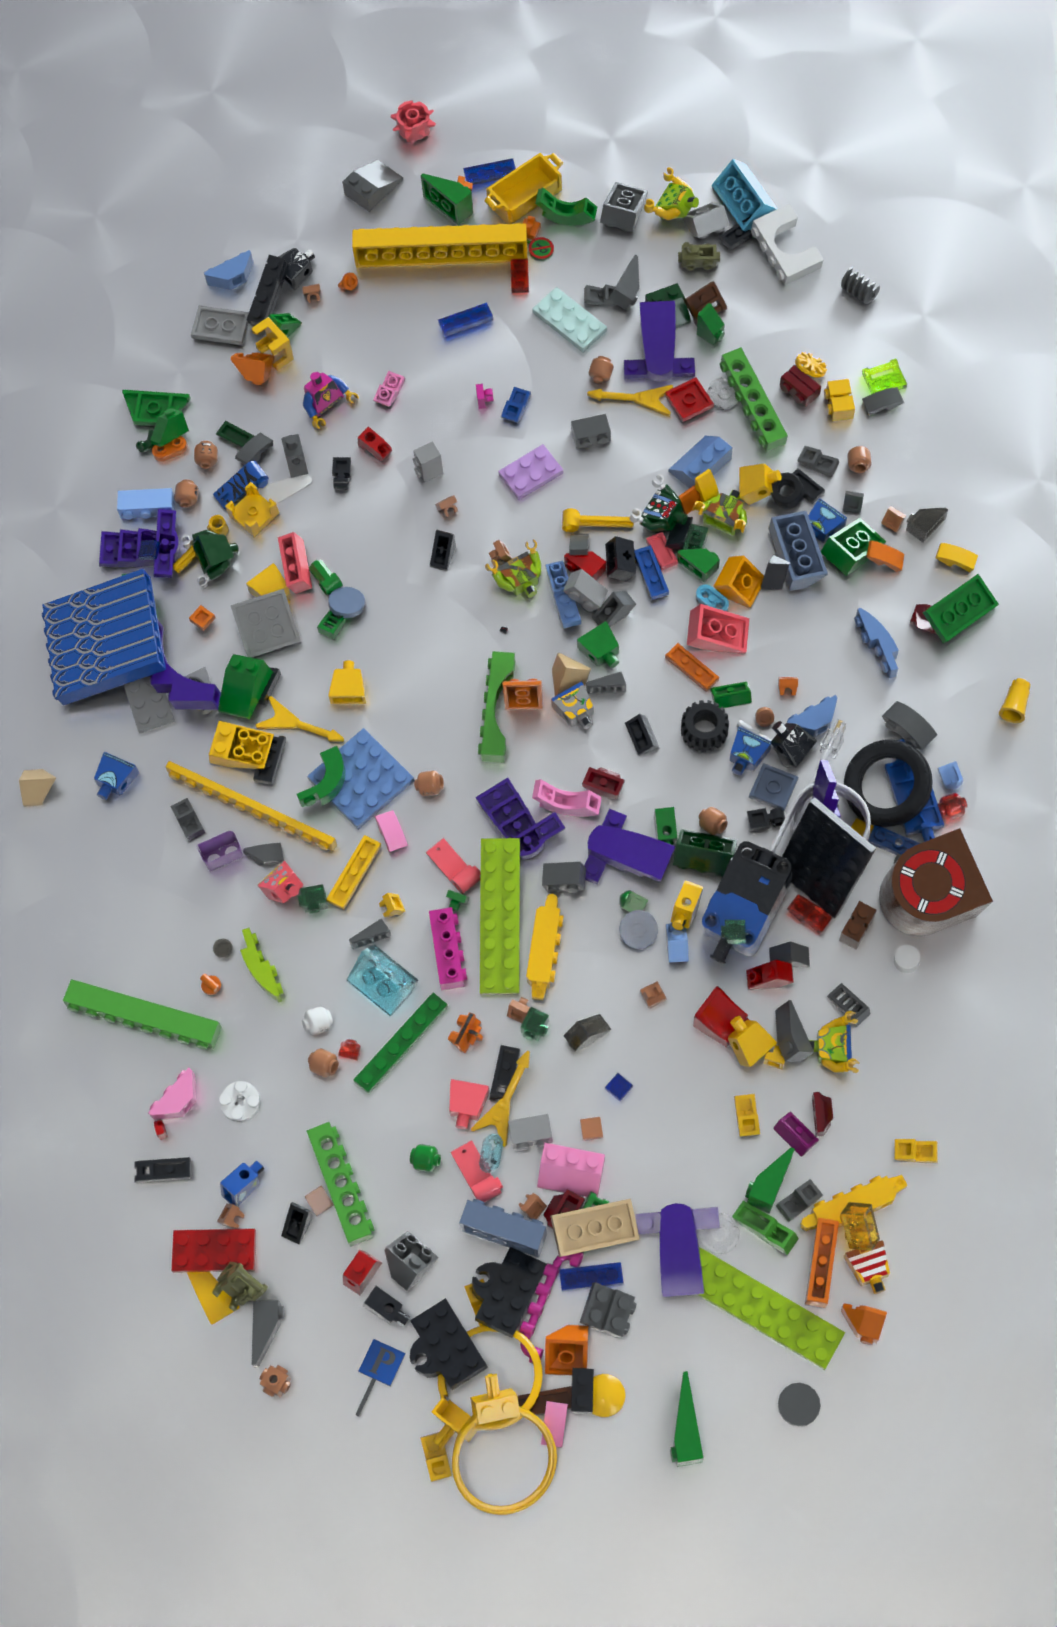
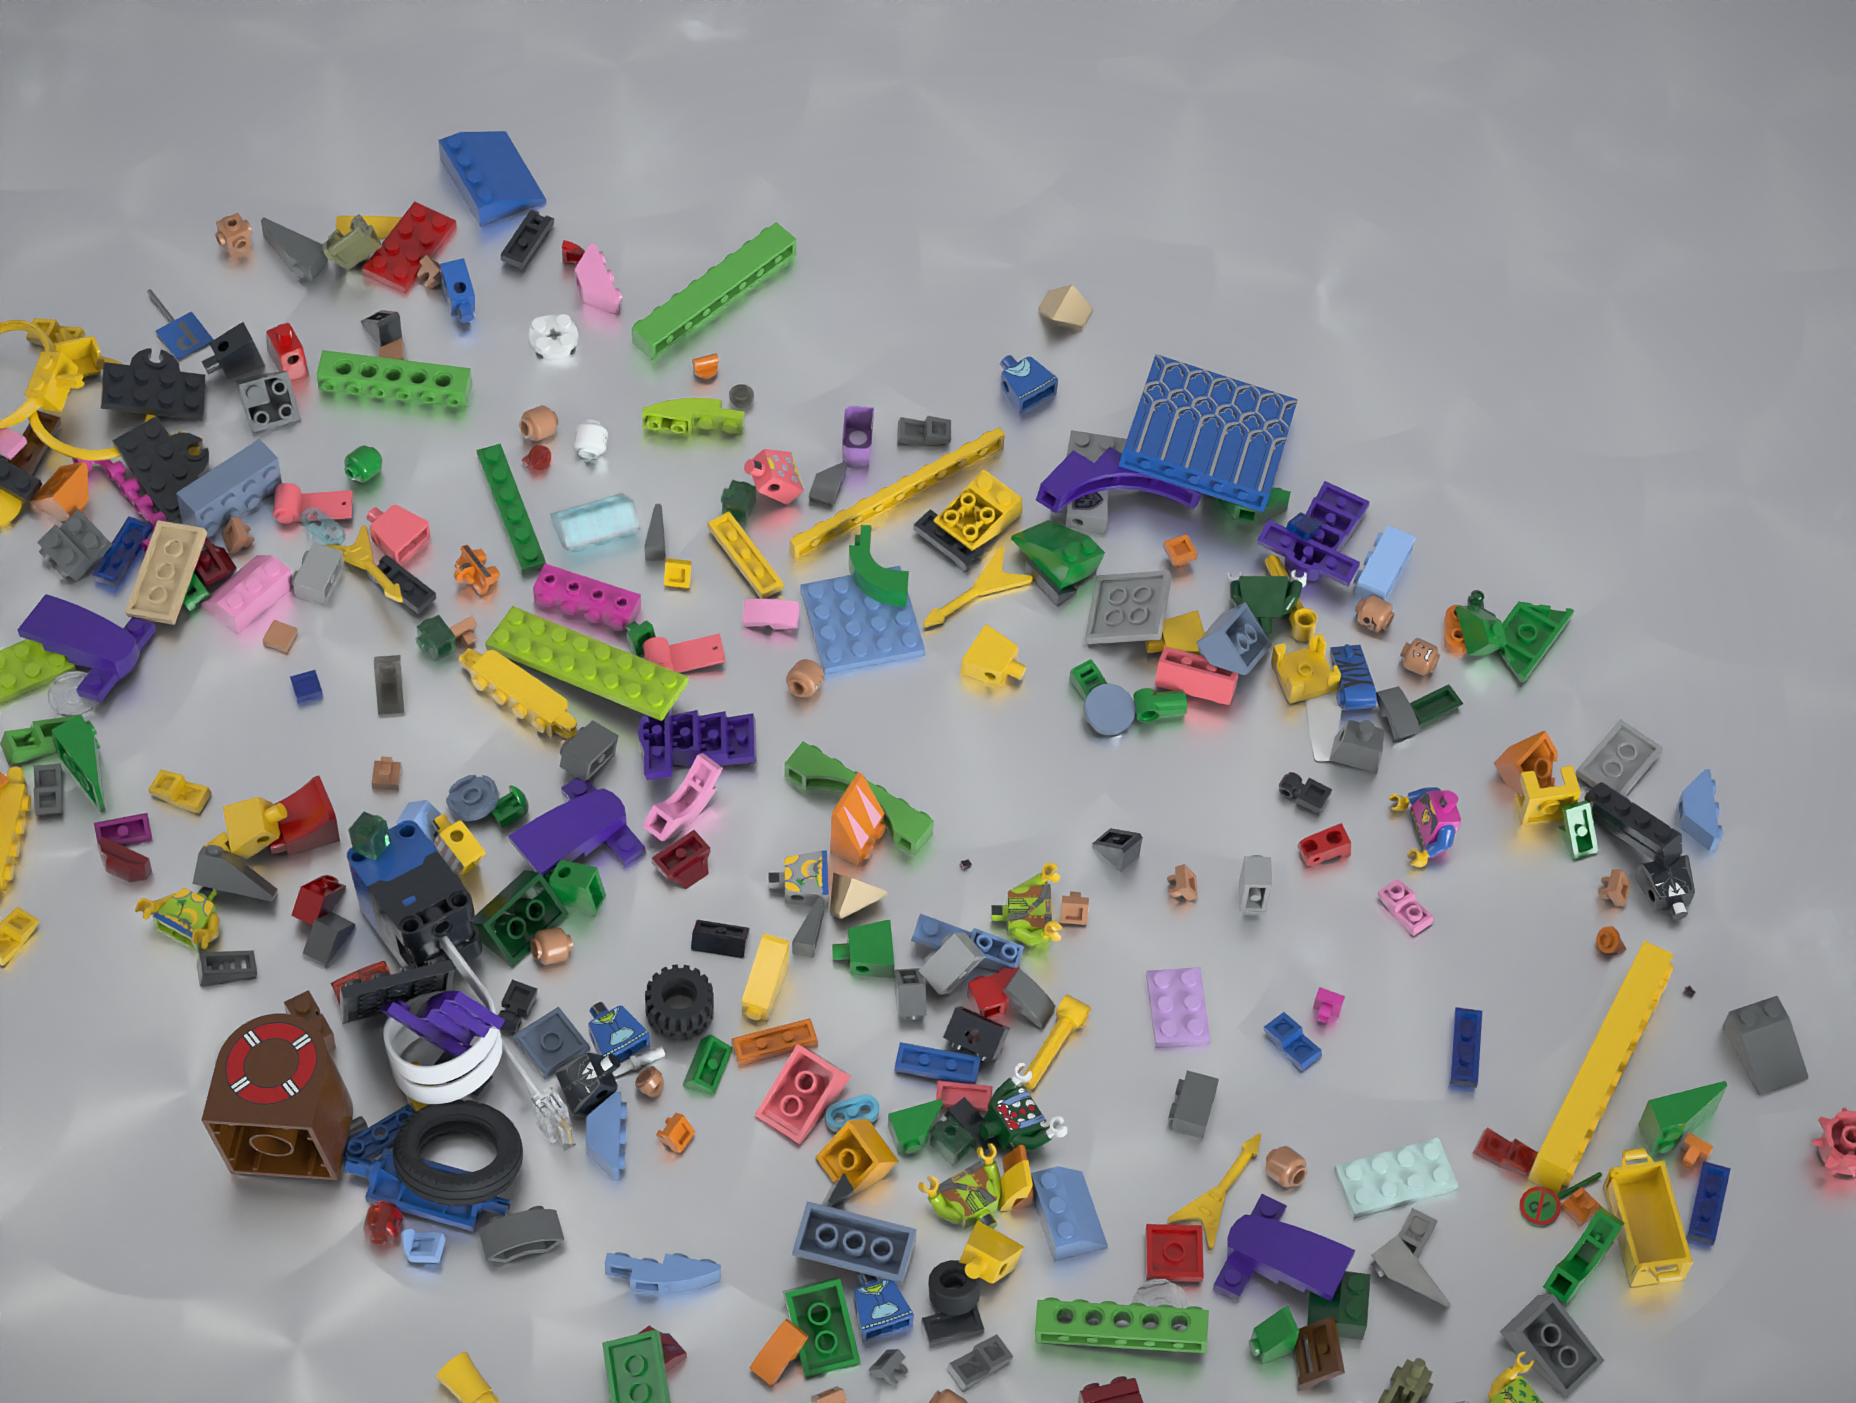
camera: 110 degrees right, 10 degrees down
(117, 1231) = (489, 174): none -> blue slope
(260, 550) = (1234, 641): none -> sand blue slope
(659, 687) = (766, 977): none -> yellow slope

